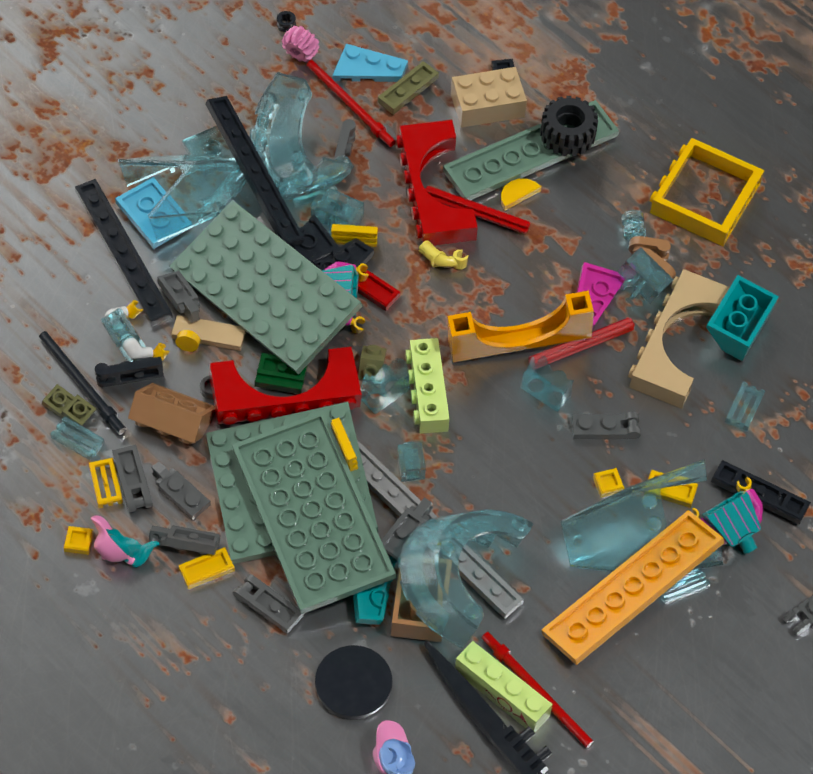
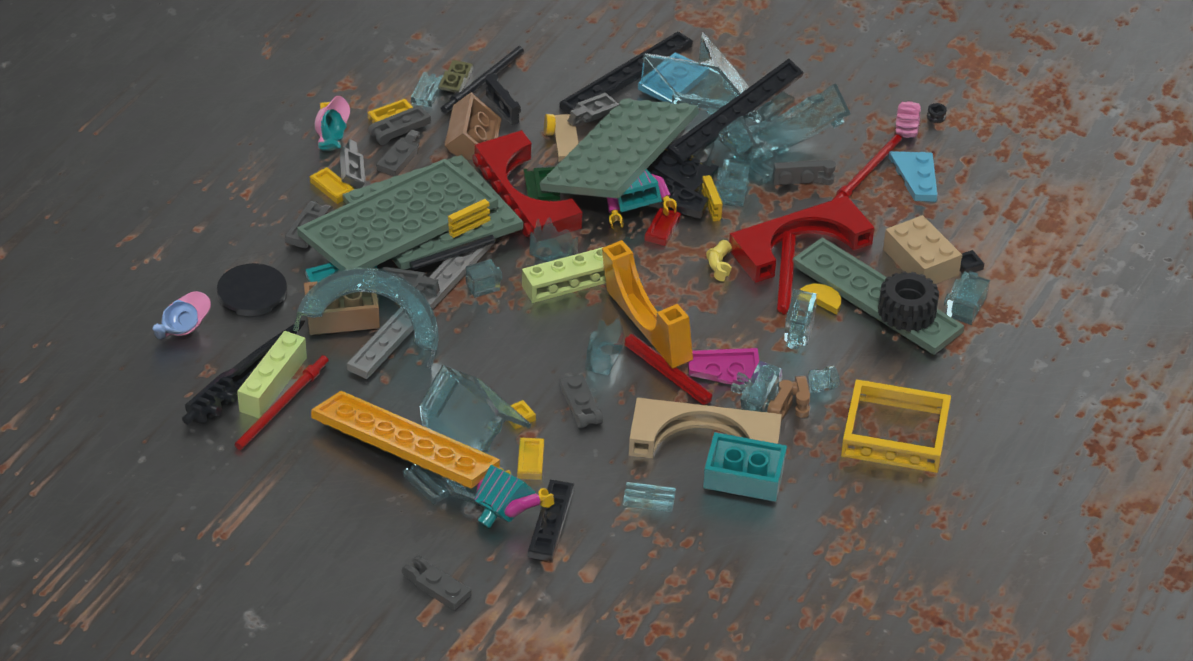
camera: 75 degrees right, 15 degrees down
(126, 336) = (535, 83): torso -> none
(370, 476) = (452, 252): none -> black bar
(371, 360) = (586, 234): olive bracket -> none
(408, 87) = (904, 201): olive plate -> none
(555, 82) = (967, 297): none -> clear light blue brick
(559, 217) = (799, 327): none -> clear light blue torso

